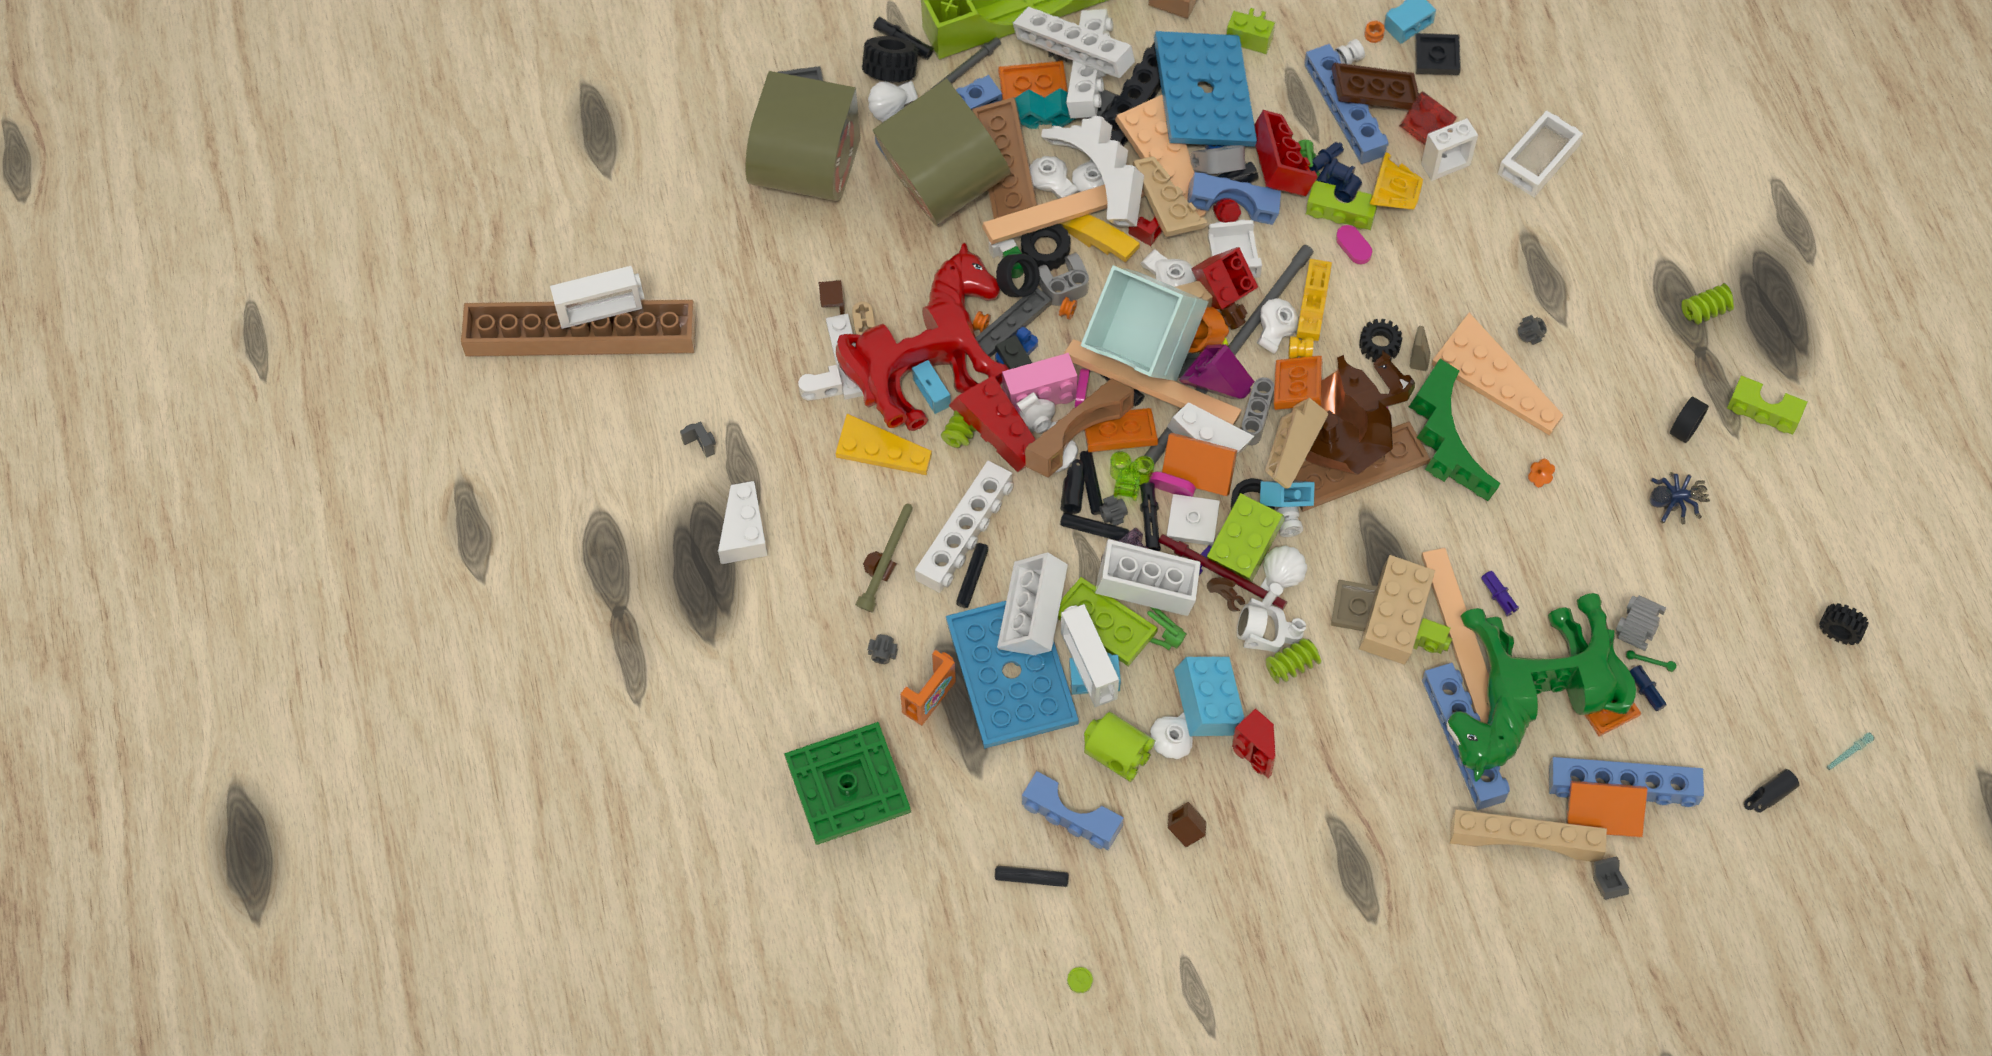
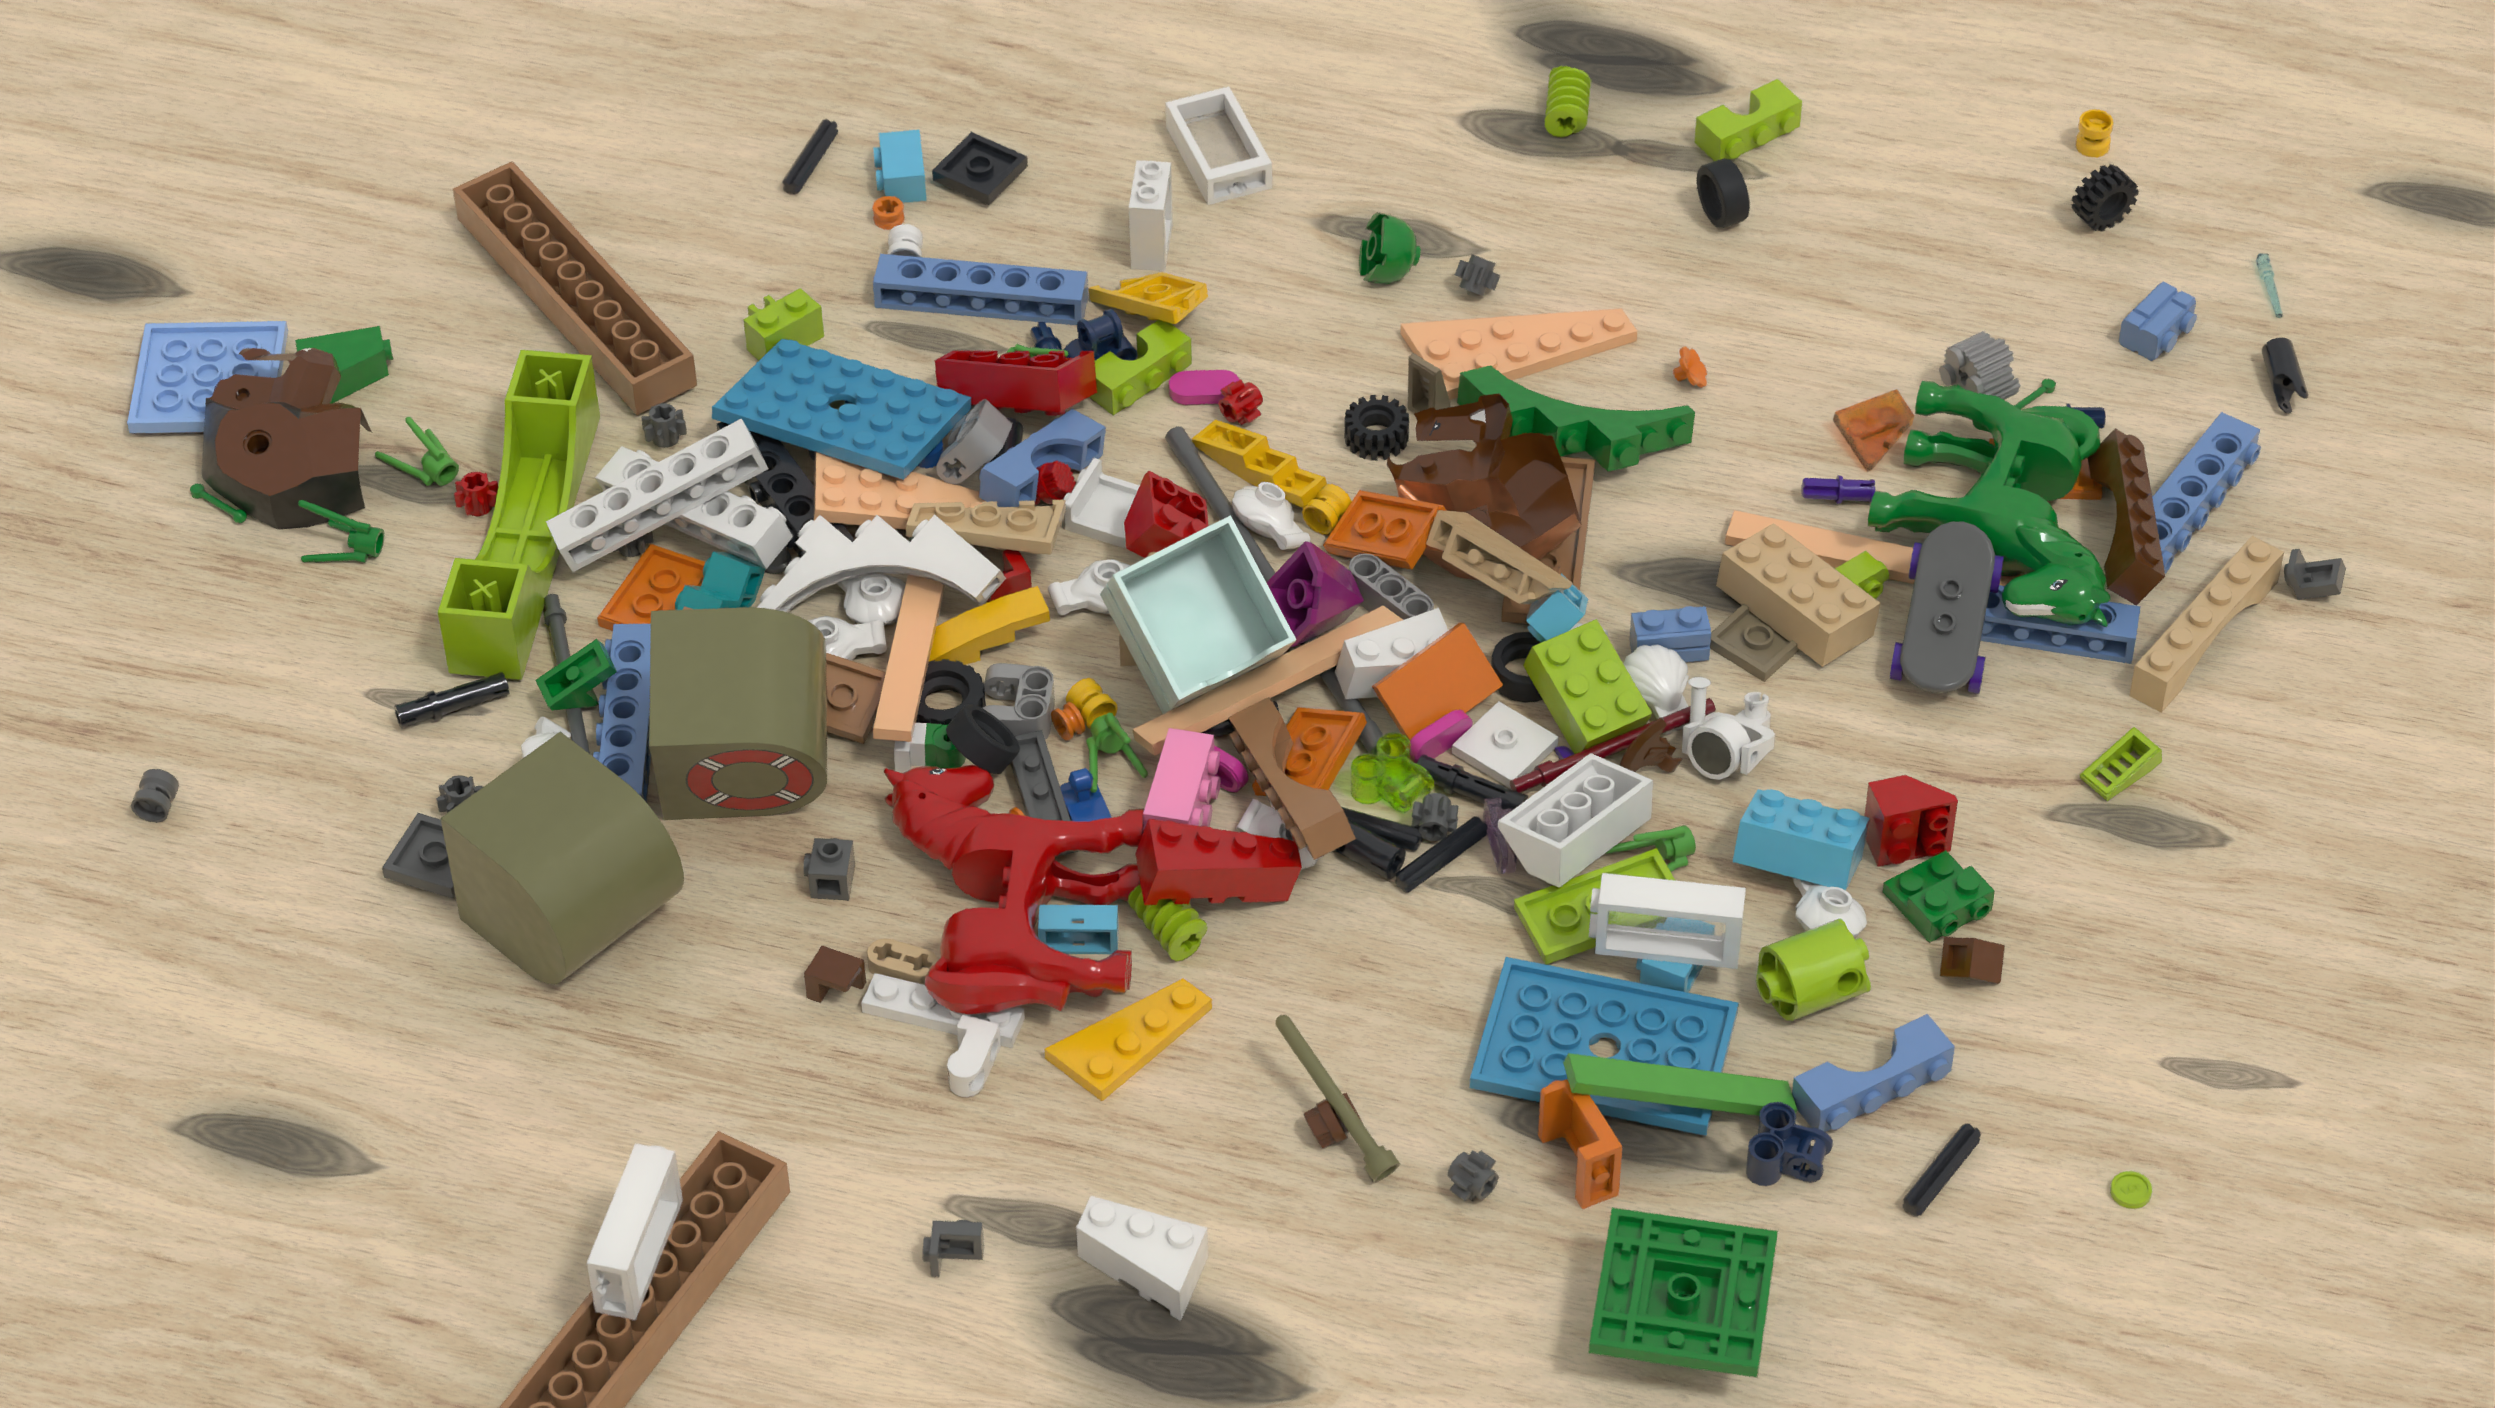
camera: 60 degrees left, 15 degrees down
(842, 75) = (455, 792): none -> dark grey gear
(890, 59) = (490, 718): black tyre -> none
(900, 257) = (830, 868): none -> dark grey brick
(936, 74) = (573, 680): none -> green slope
(972, 575) = (1420, 1024): black axle -> none
(990, 477) = (1339, 995): white brick -> none
(990, 717) = (1674, 1085): none -> bright green tile
(995, 792) = (1785, 1148): none -> dark blue piece
(1012, 353) = (1099, 805): pearl dark grey plate -> none
(1033, 605) = (1529, 964): white slope -> none
(1036, 413) = (1223, 813): white animal -> none
(1067, 332) = (1109, 738): none -> bright green plant
(1085, 311) = (1090, 700): none -> yellow wheel
(1145, 20) = (664, 425): none -> dark grey gear
(1226, 787) = (1940, 896): none -> green plate
(1292, 659) = (1801, 735): lime piece -> none
(1322, 560) = (1681, 630): none -> medium blue brick
(1349, 266) = (1240, 402): none -> red gear
(1374, 86) = (987, 242): reddish brown tile -> none
(1396, 849) = (2132, 741): none -> lime slope
(1425, 690) = (1948, 609): none -> dark grey piece
(1426, 117) = (1079, 223): clear red plate -> none
(1517, 277) = (1389, 250): none -> green cylinder
(1543, 767) = (2135, 553): none -> reddish brown arch
(1562, 588) = (1874, 426): none -> clear orange wing
(1608, 806) = (2216, 526): orange tile -> none
(1672, 496) = (1817, 263): animal -> none
(1764, 701) = (2158, 321): none -> medium blue brick
(1903, 594) = (2094, 133): none -> yellow wheel

